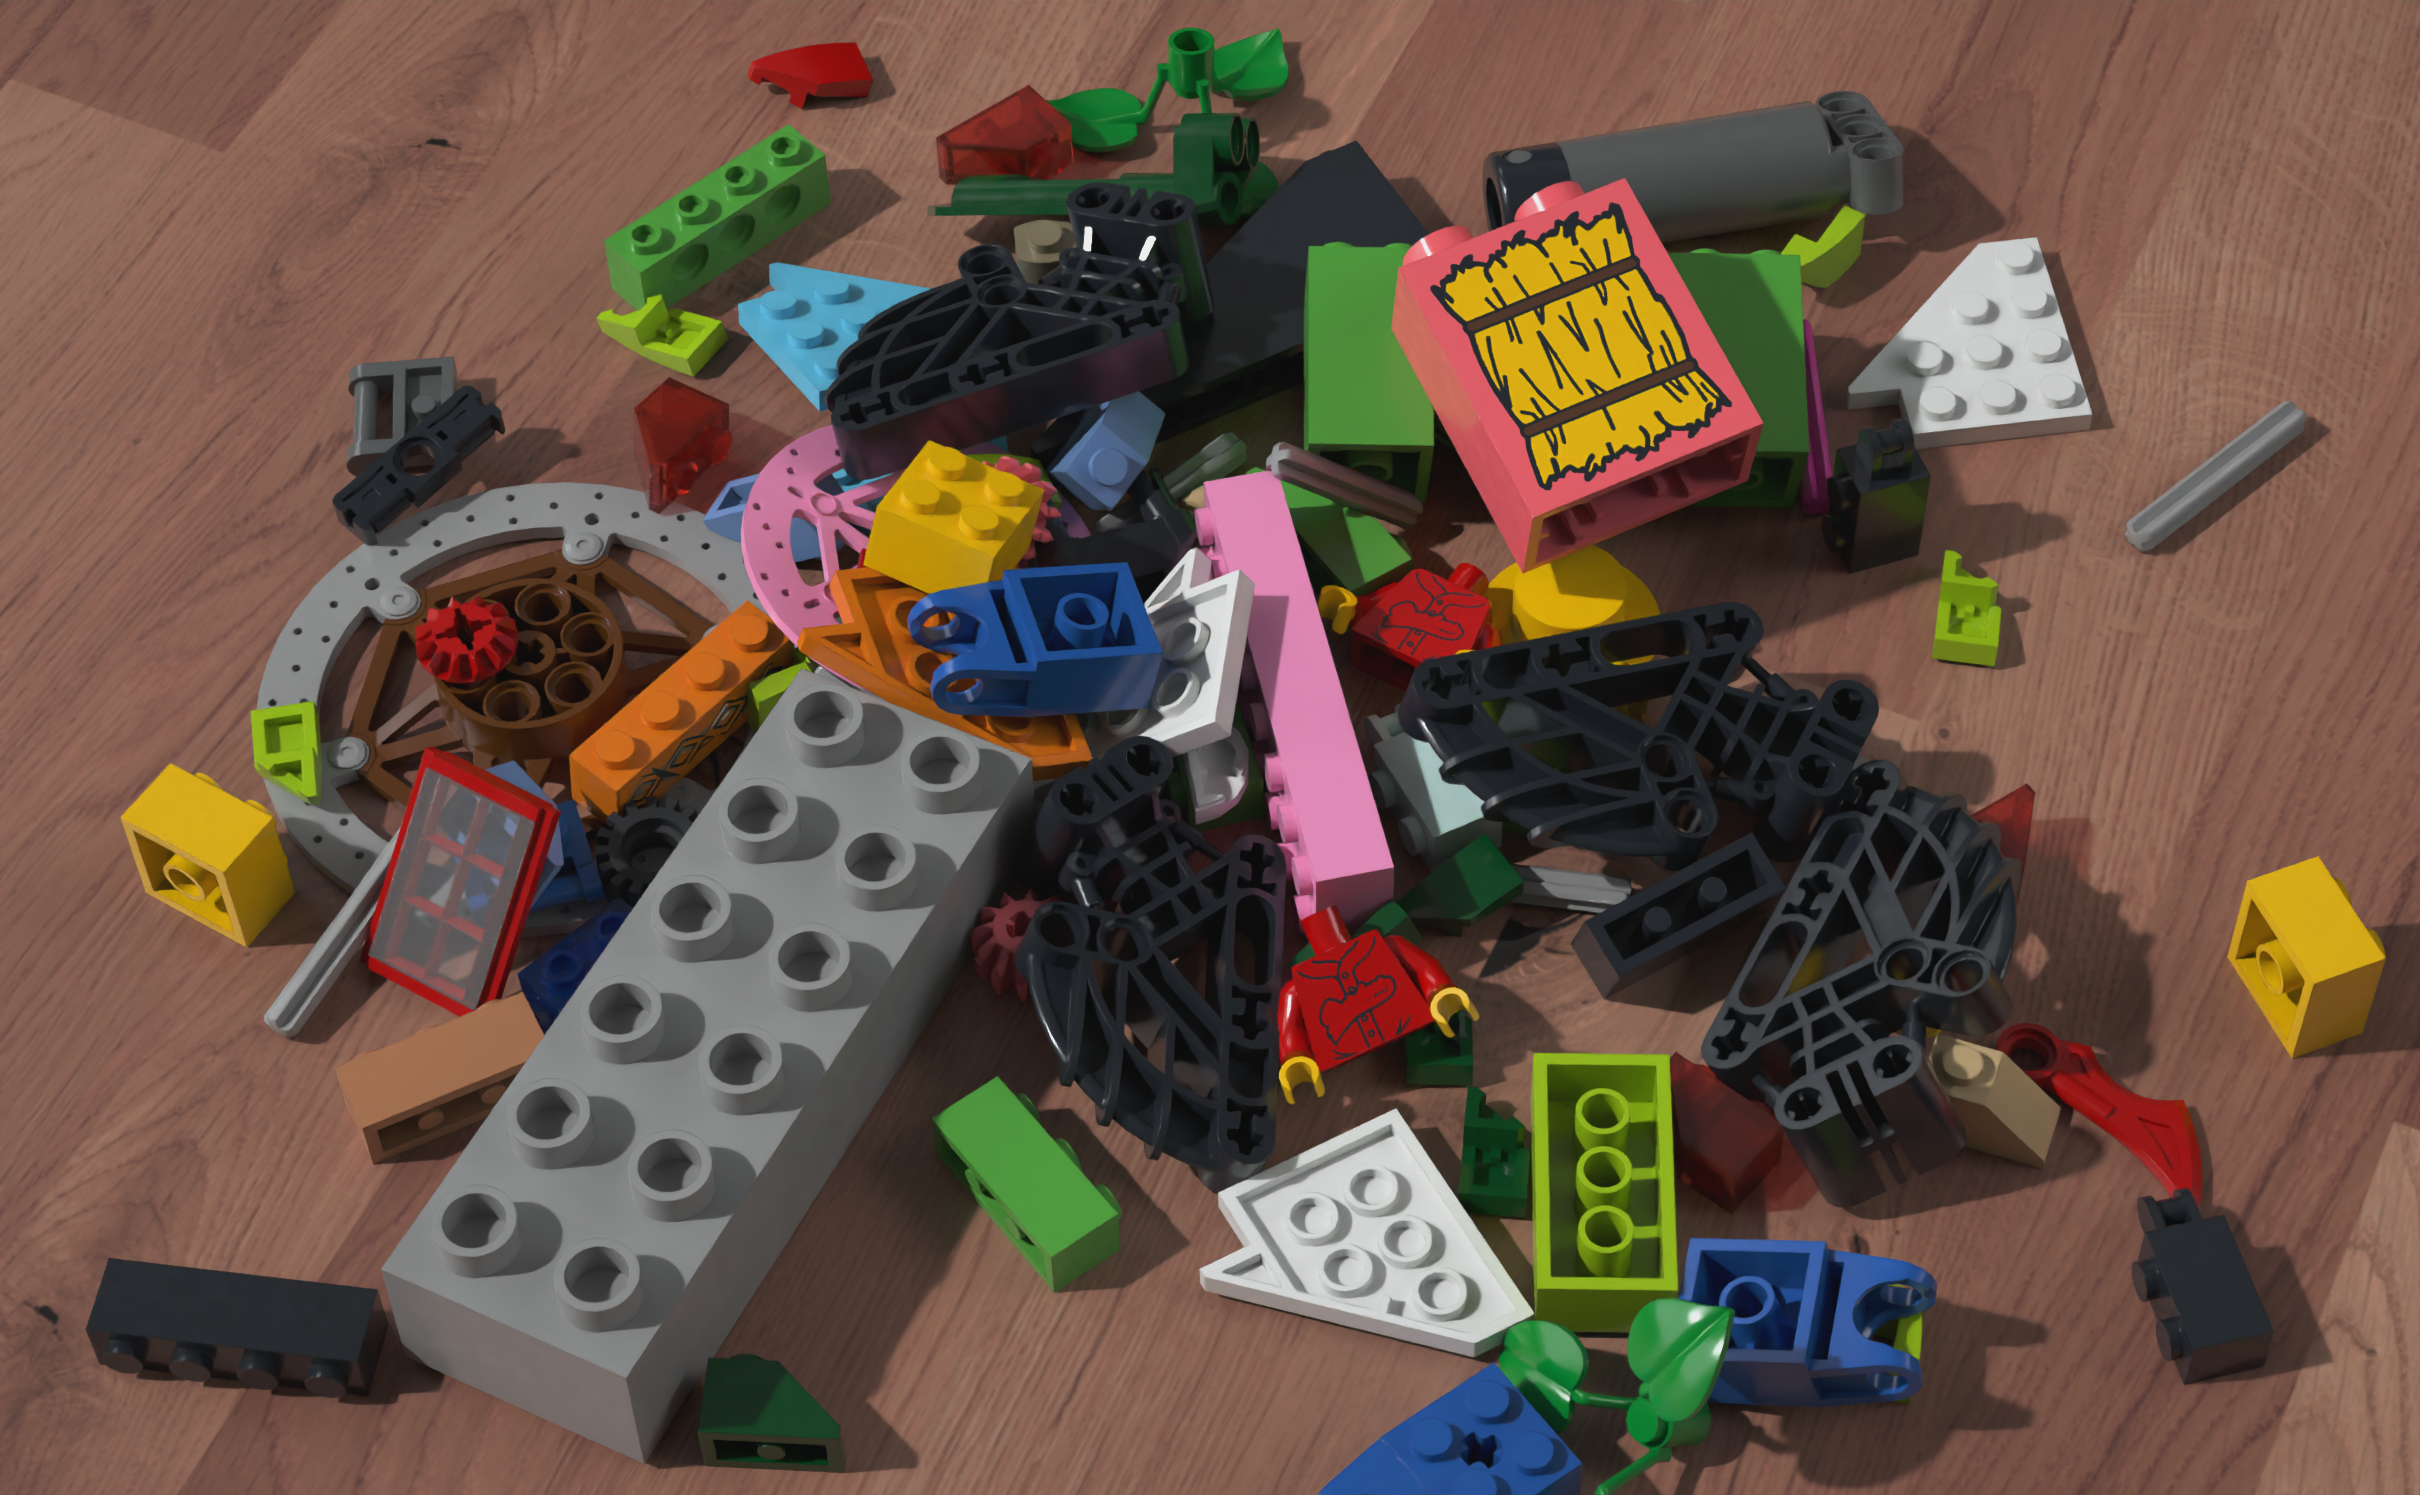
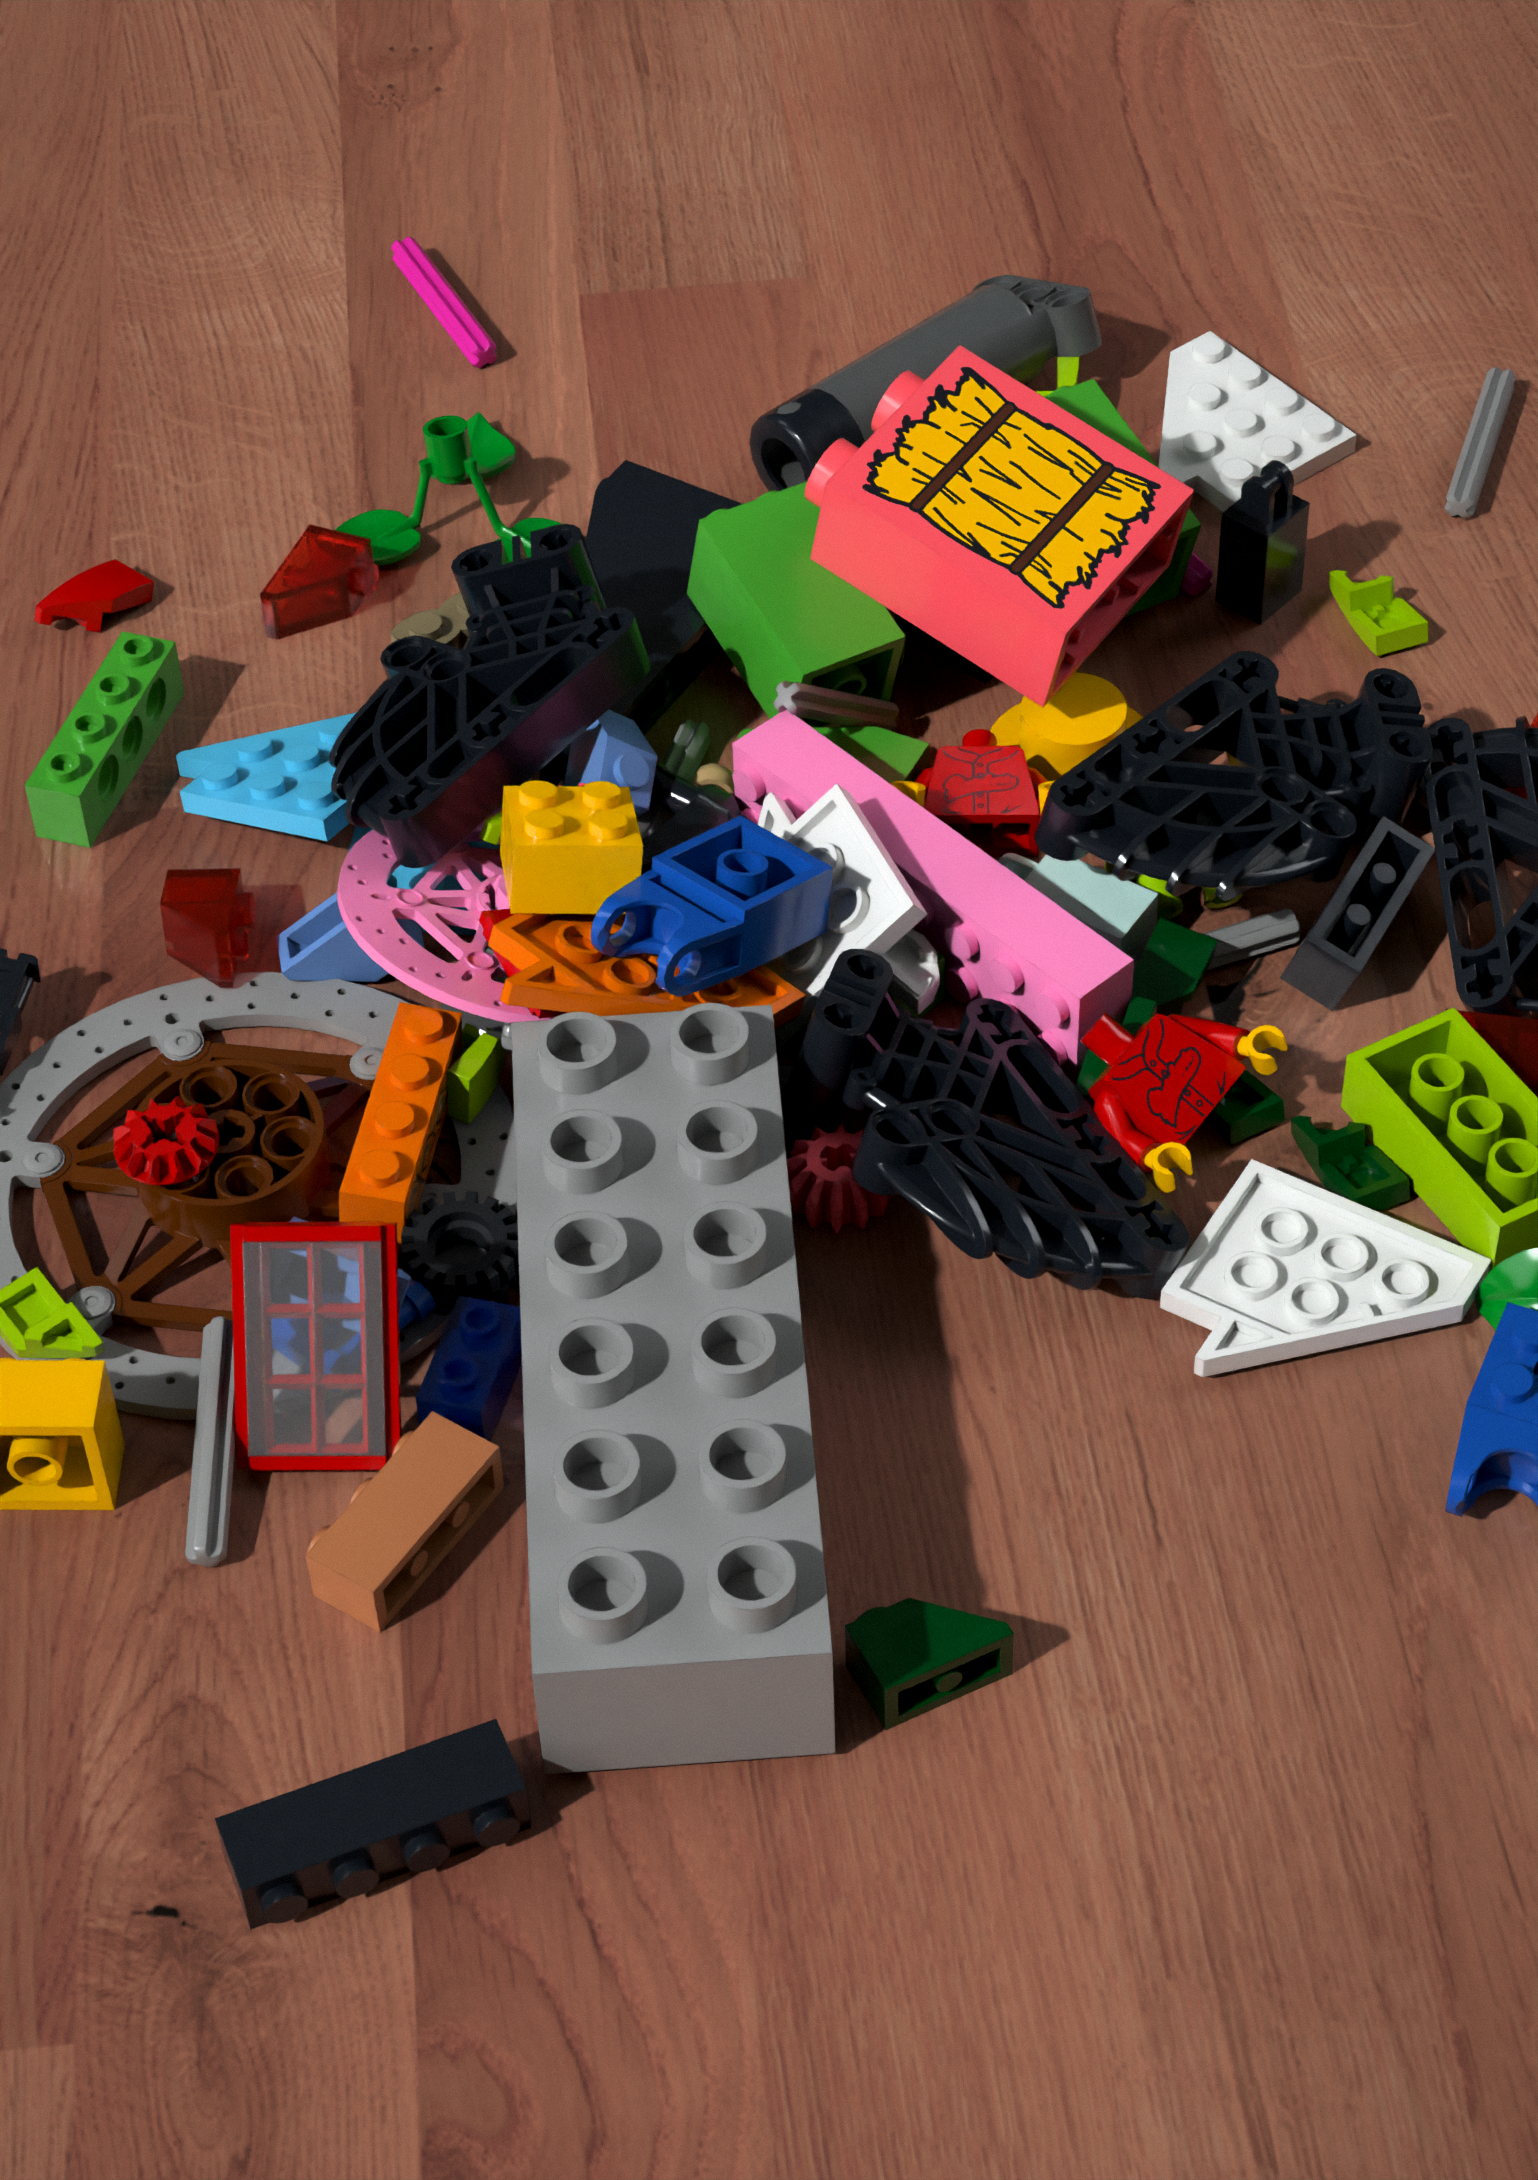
camera: 30 degrees left, 5 degrees down
(666, 337) = (120, 851): lime slope -> none
(1028, 1183) = (992, 1361): bright green brick -> none
(1211, 166) = (514, 507): dark green panel -> none

